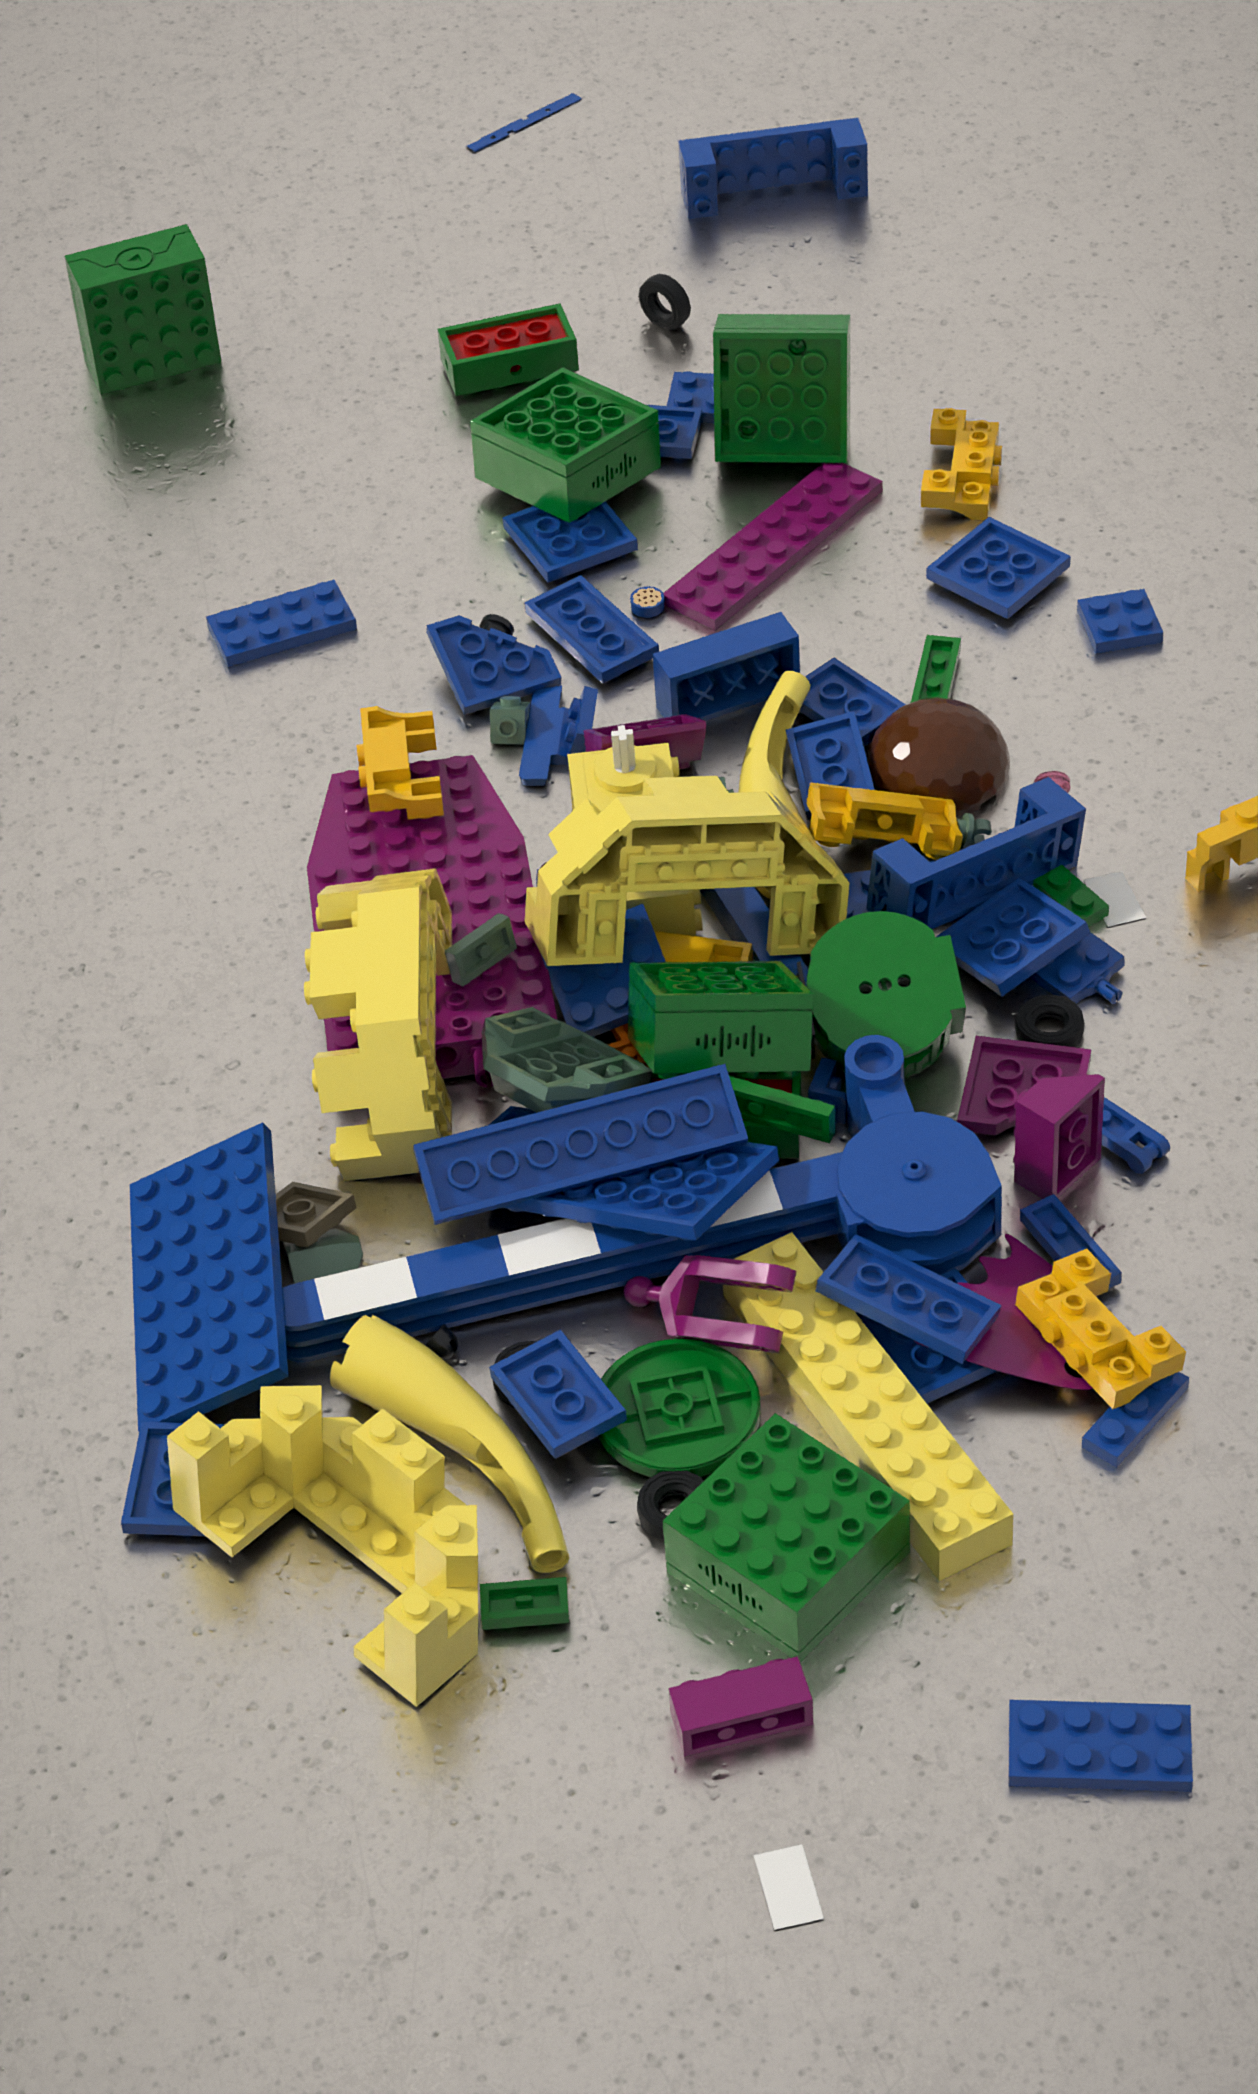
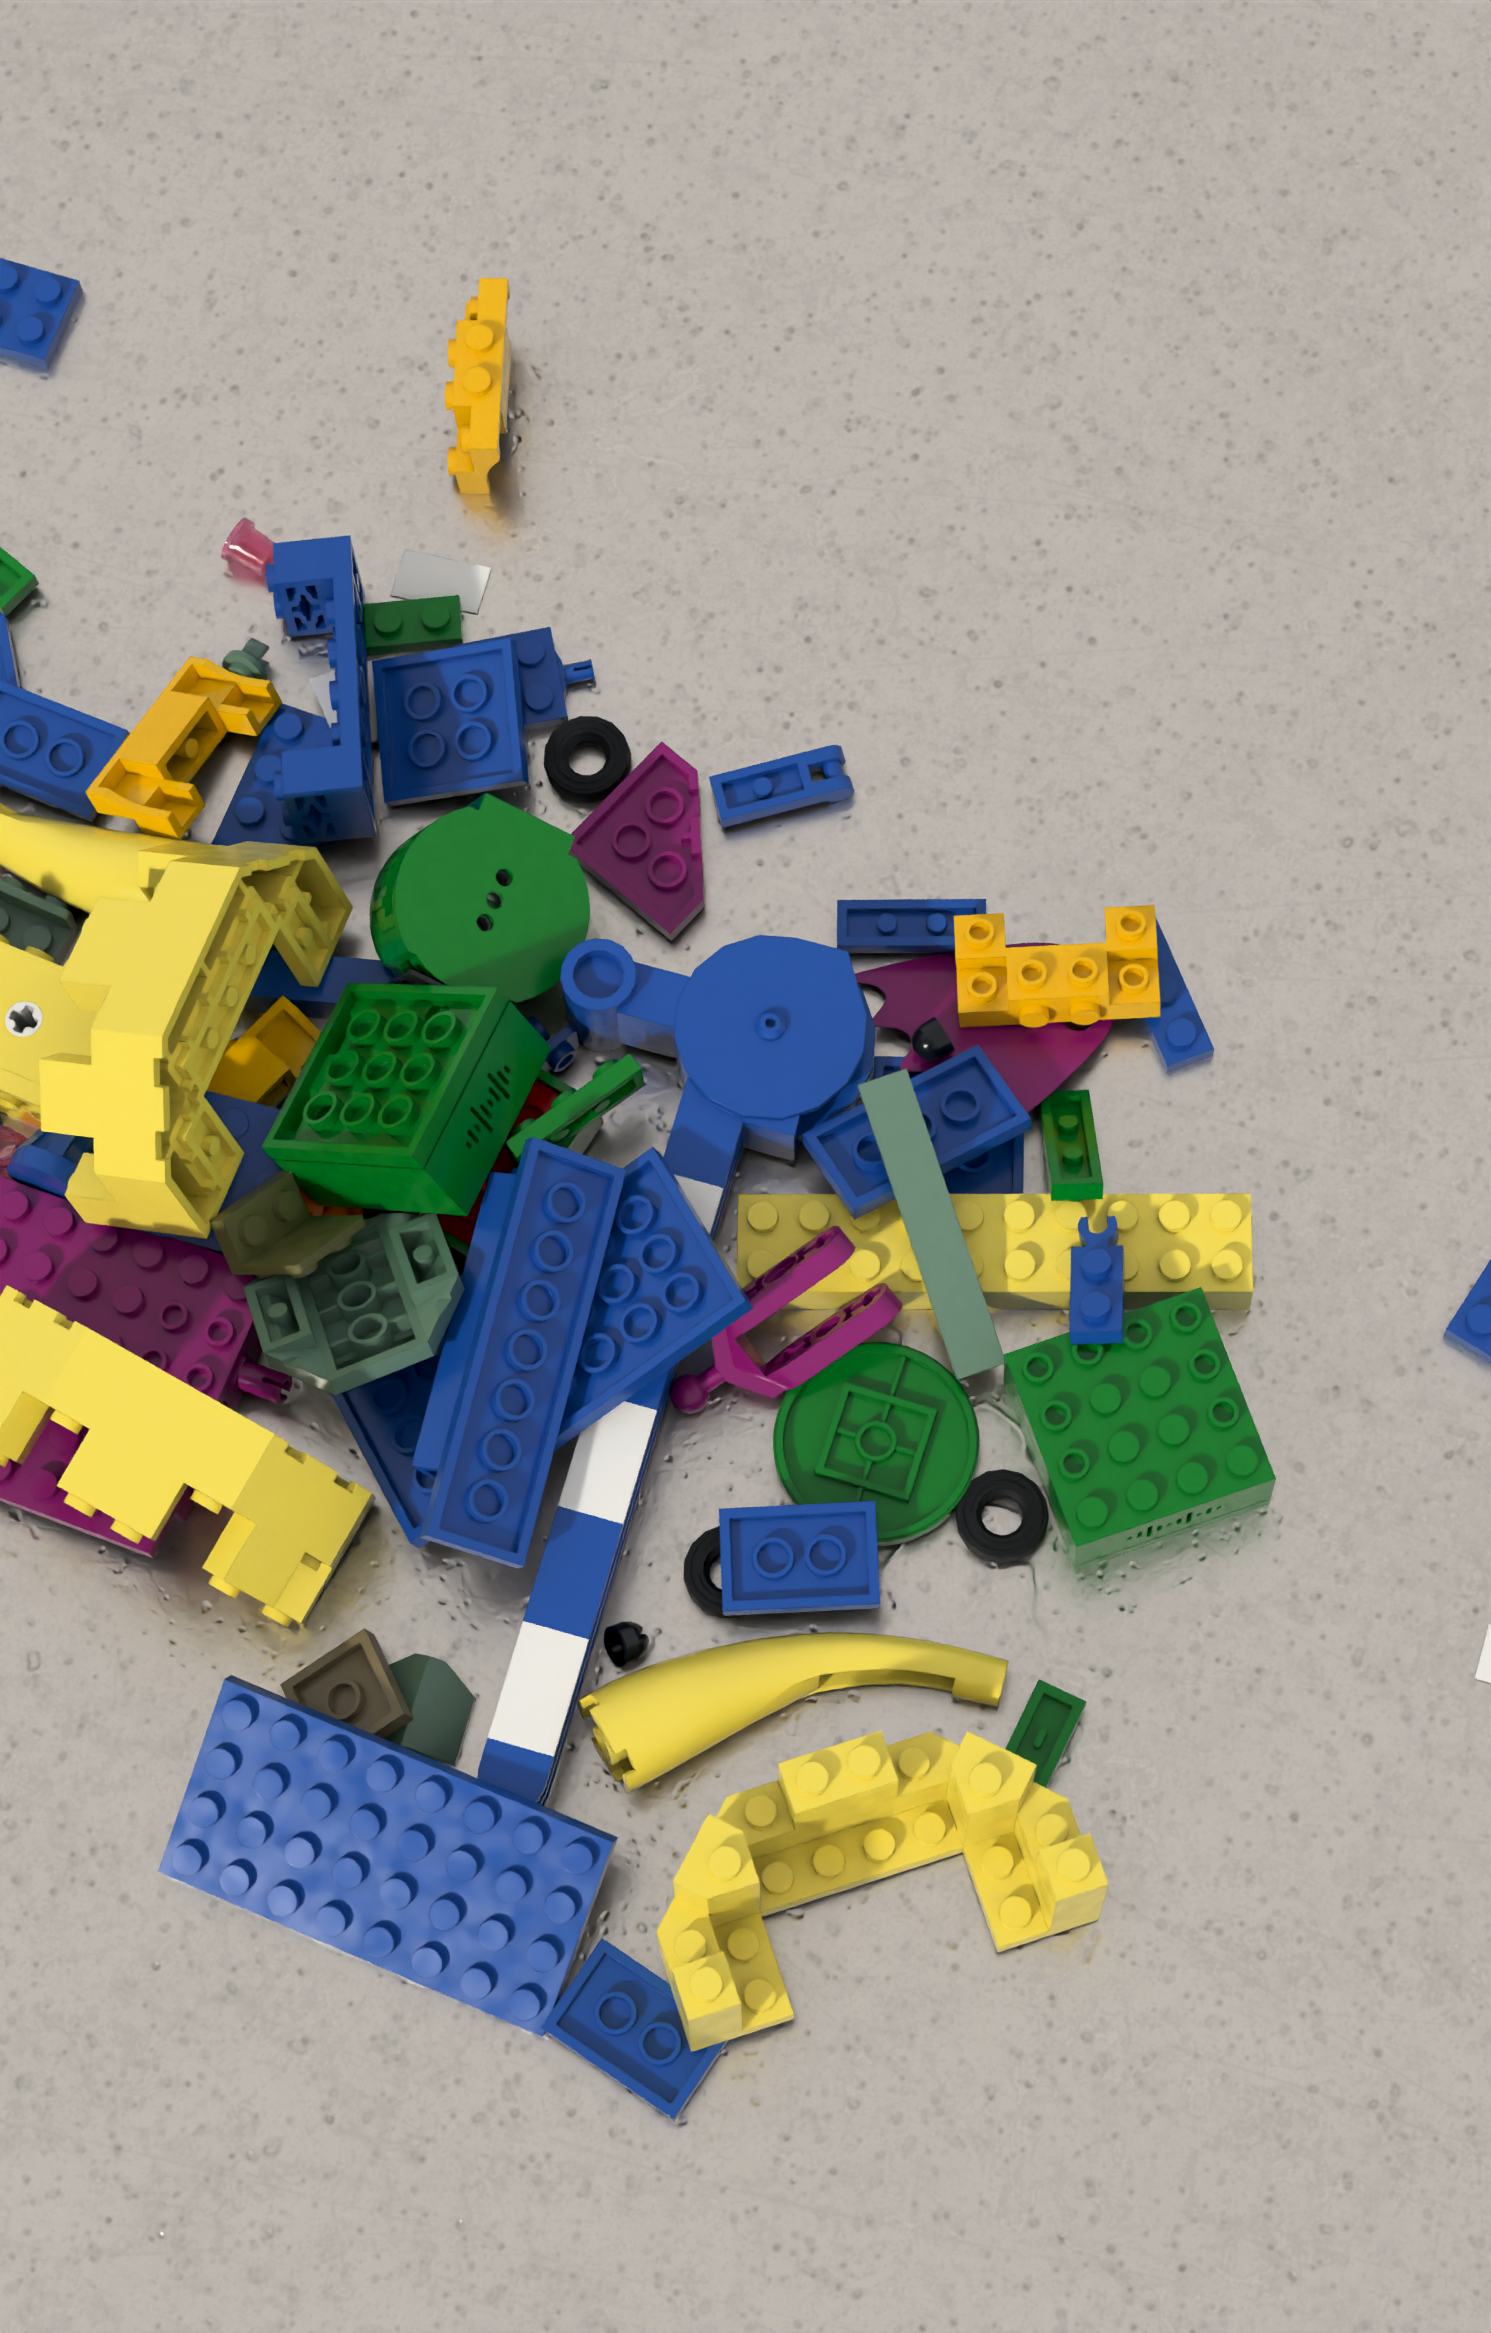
camera: 55 degrees left, 25 degrees up
(480, 949) = (104, 1282): sand green plate -> none
(586, 1000) = (274, 1233): none -> olive bracket
(741, 1706) = (1302, 1591): magenta brick -> none
(842, 1325) = (931, 1224): none -> sand green tile
(865, 1438) = (1097, 1286): none -> blue plate
(940, 752) = (106, 630): reddish brown piece -> none
(969, 1396) = (1071, 1146): none -> green plate
(988, 1284) = (931, 1041): none -> black hinge
(1058, 1132) = (788, 854): magenta slope -> none

